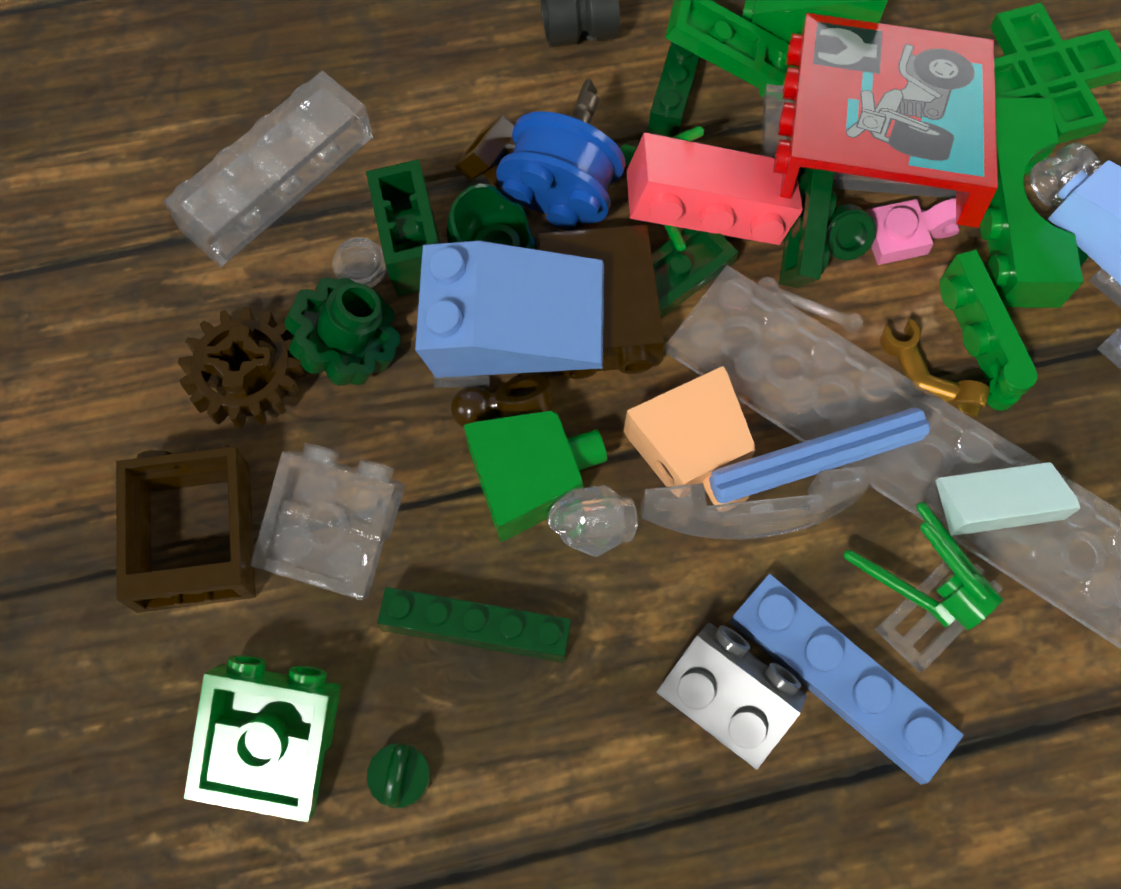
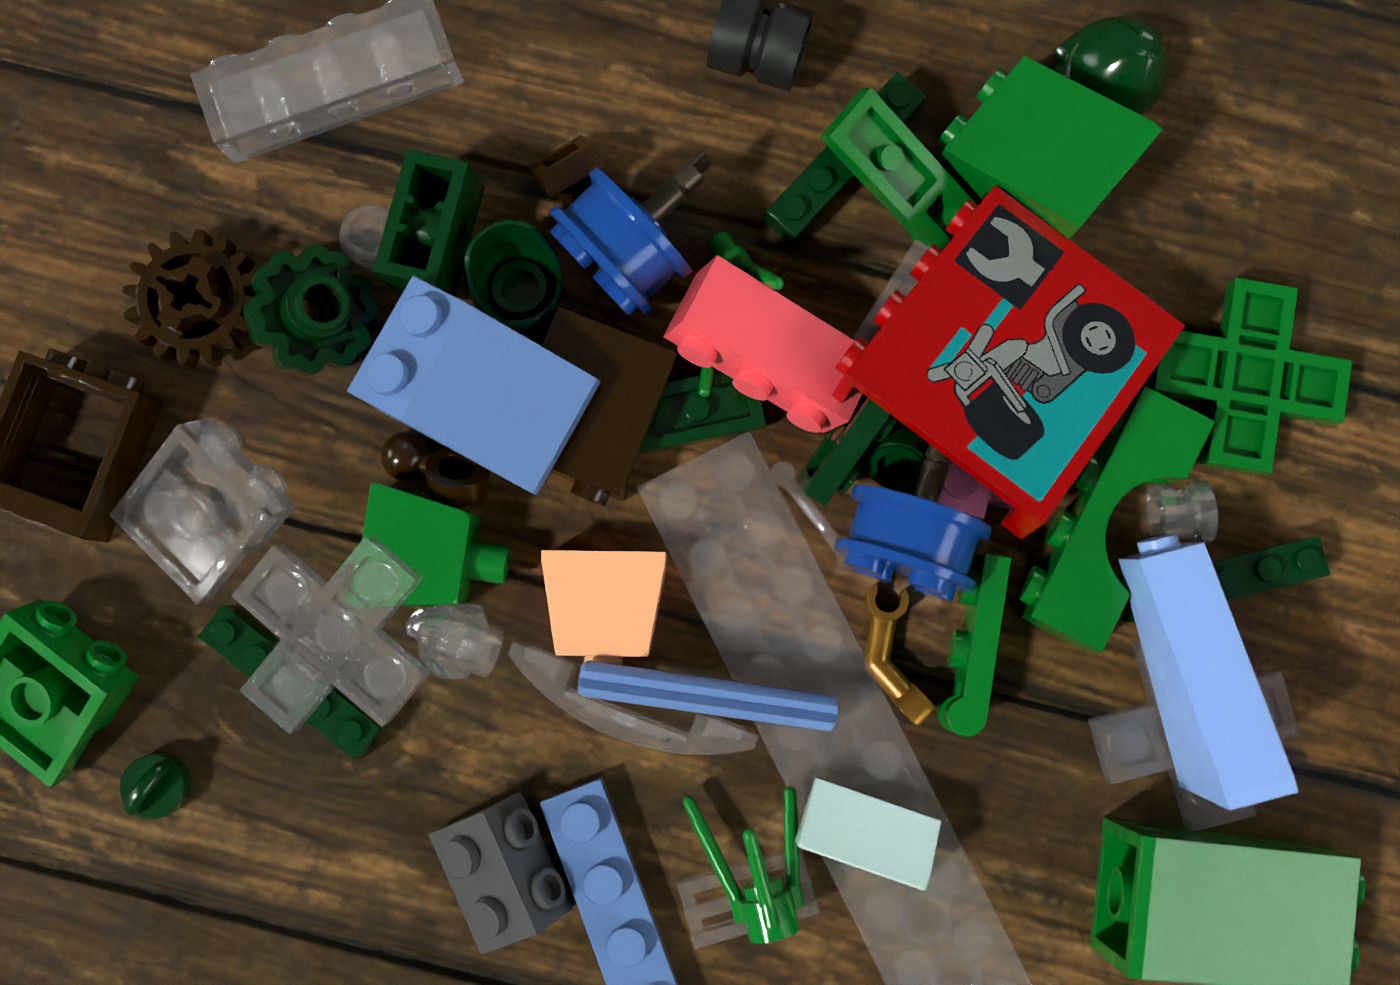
camera: 30 degrees right, 15 degrees up
(497, 549) = (331, 634): none -> clear plate
(898, 263) = (914, 534): none -> blue wheel

